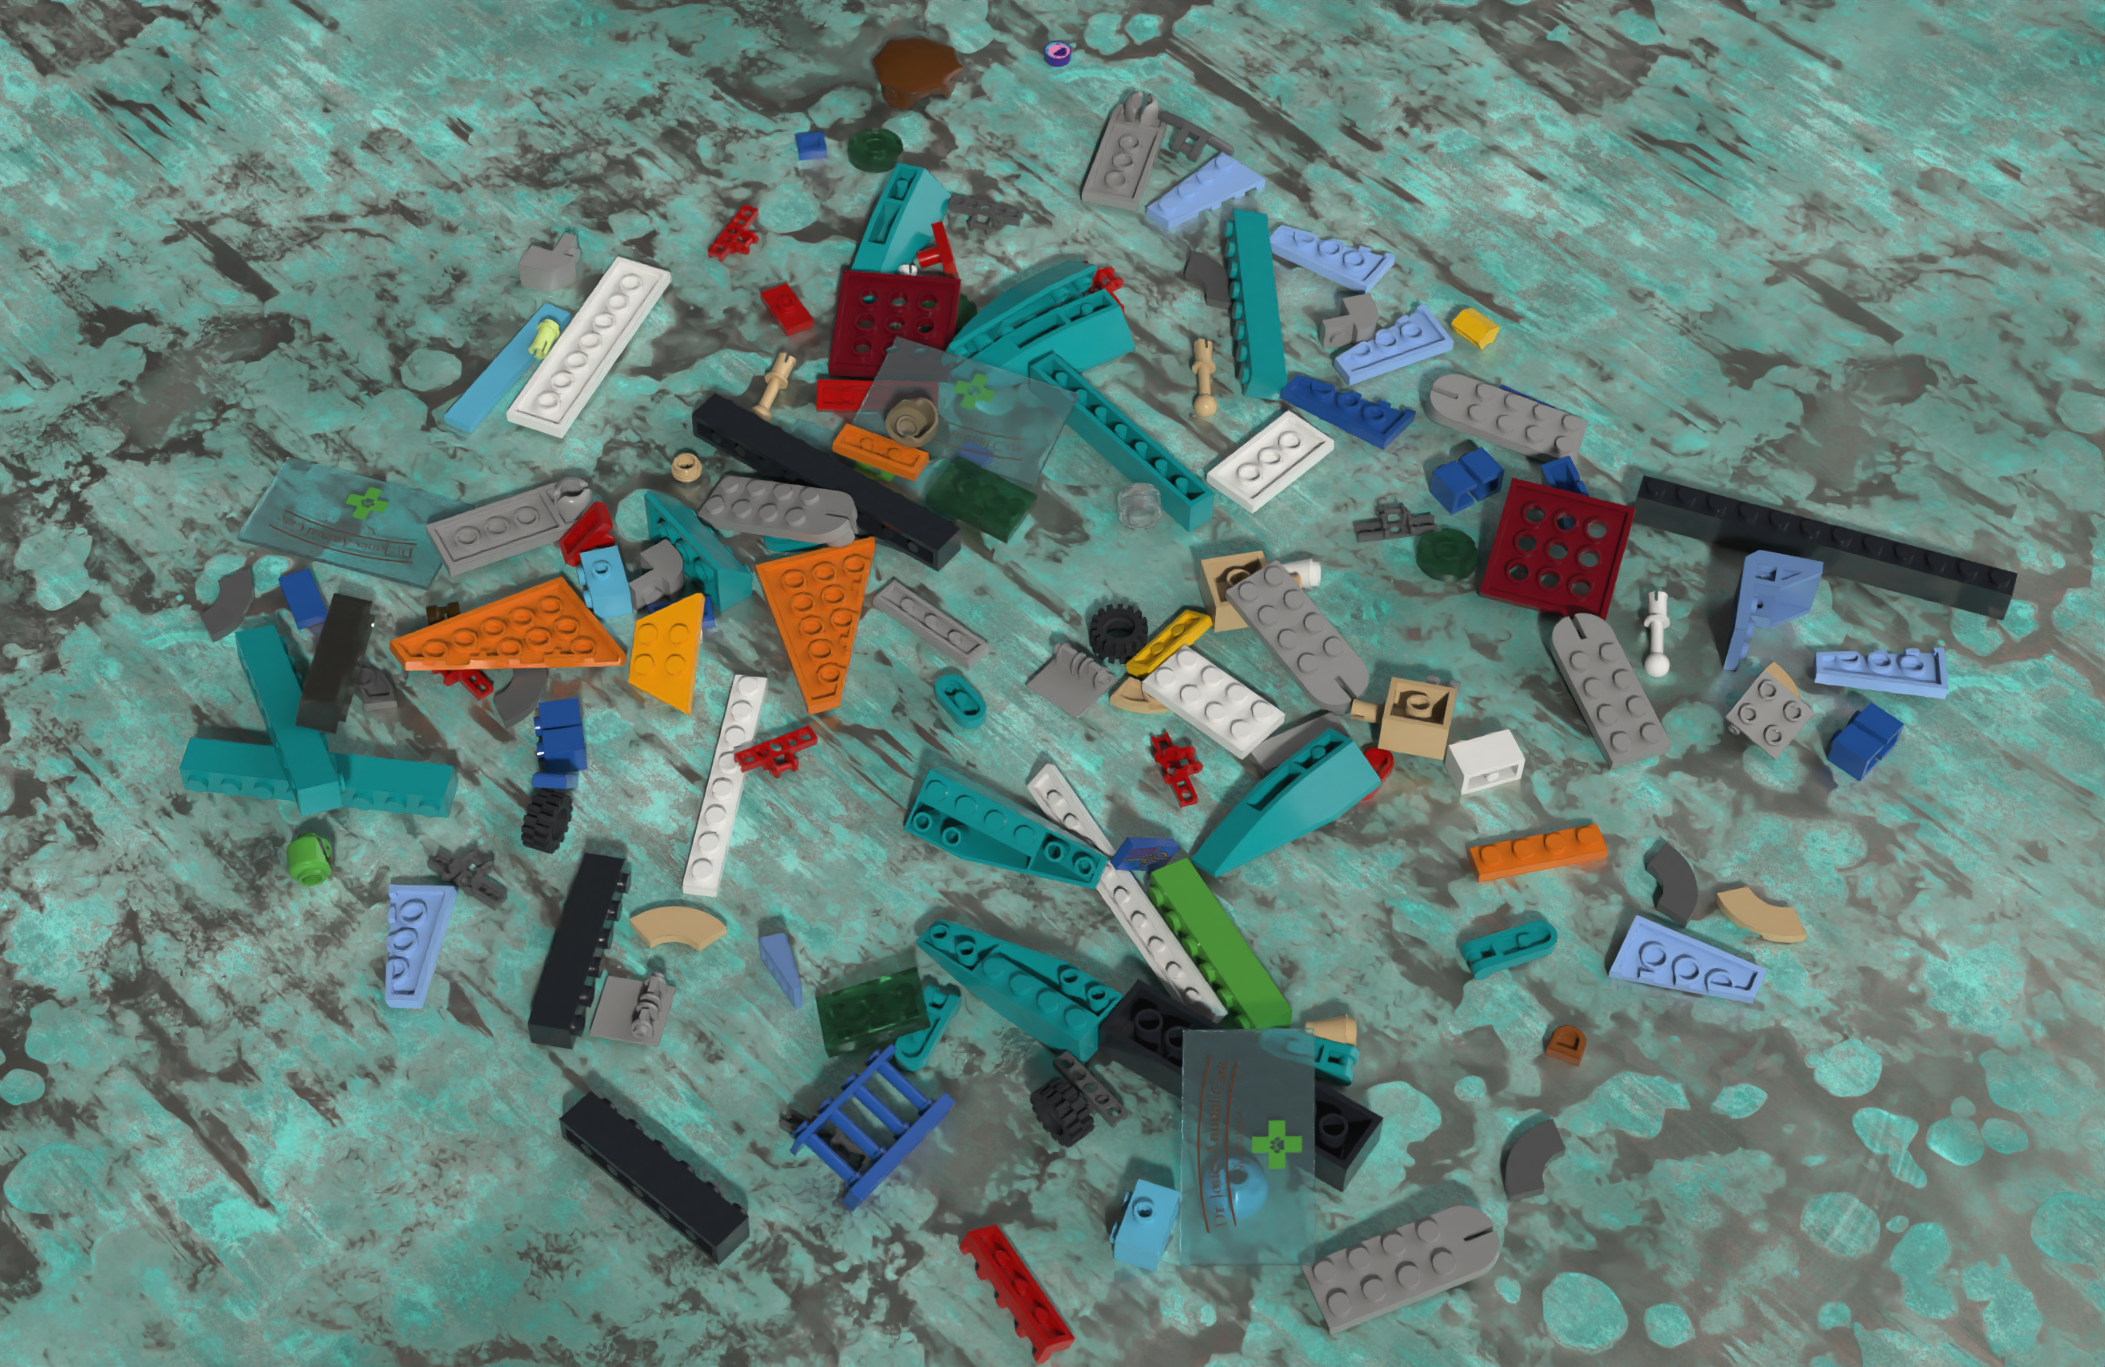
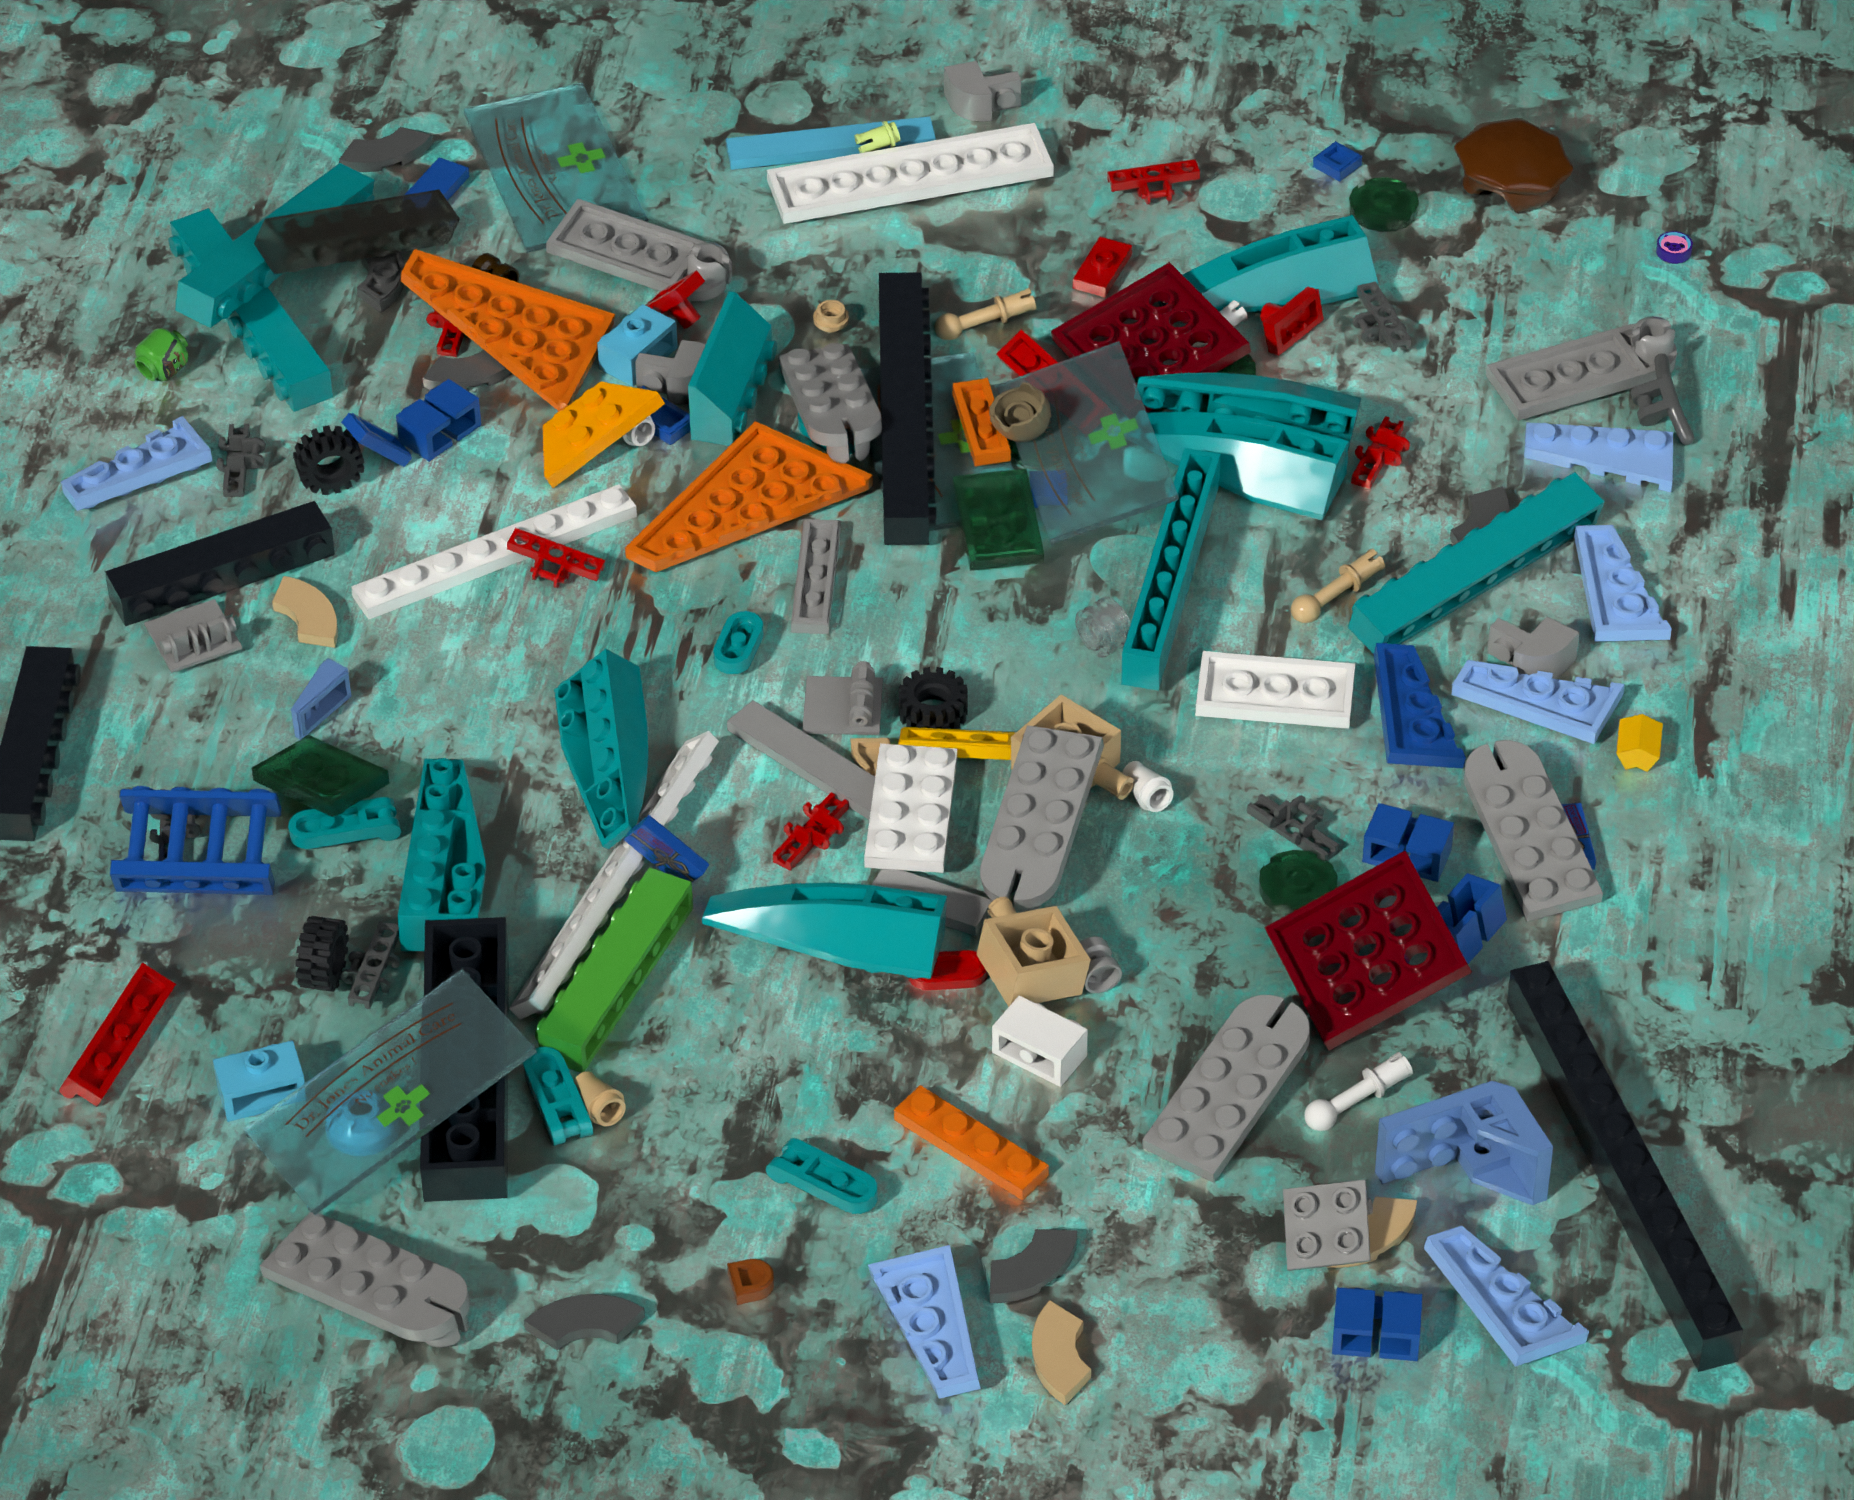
camera: 55 degrees right, 5 degrees down
(1104, 730) = (804, 756): none -> light grey tile

